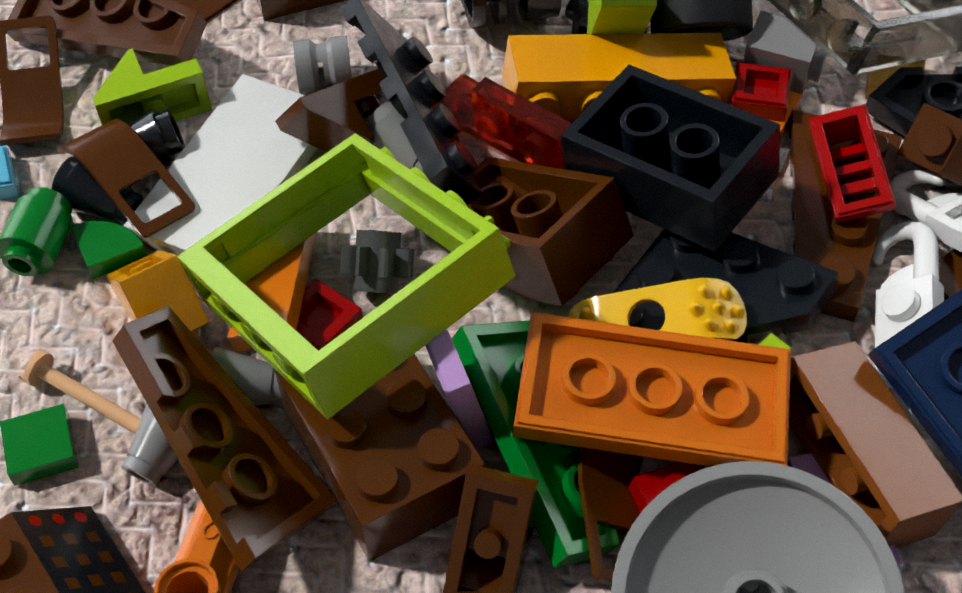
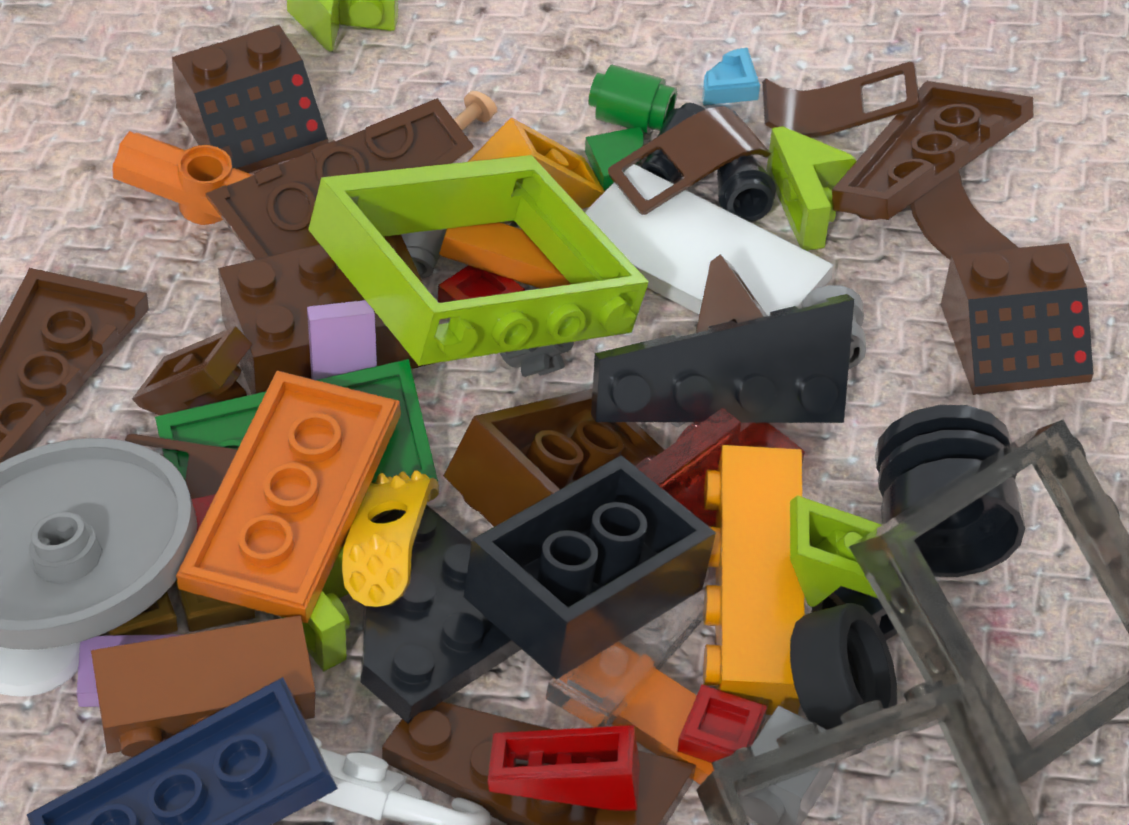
camera: 95 degrees right, 5 degrees down
(38, 444) = (395, 97): green tile -> none

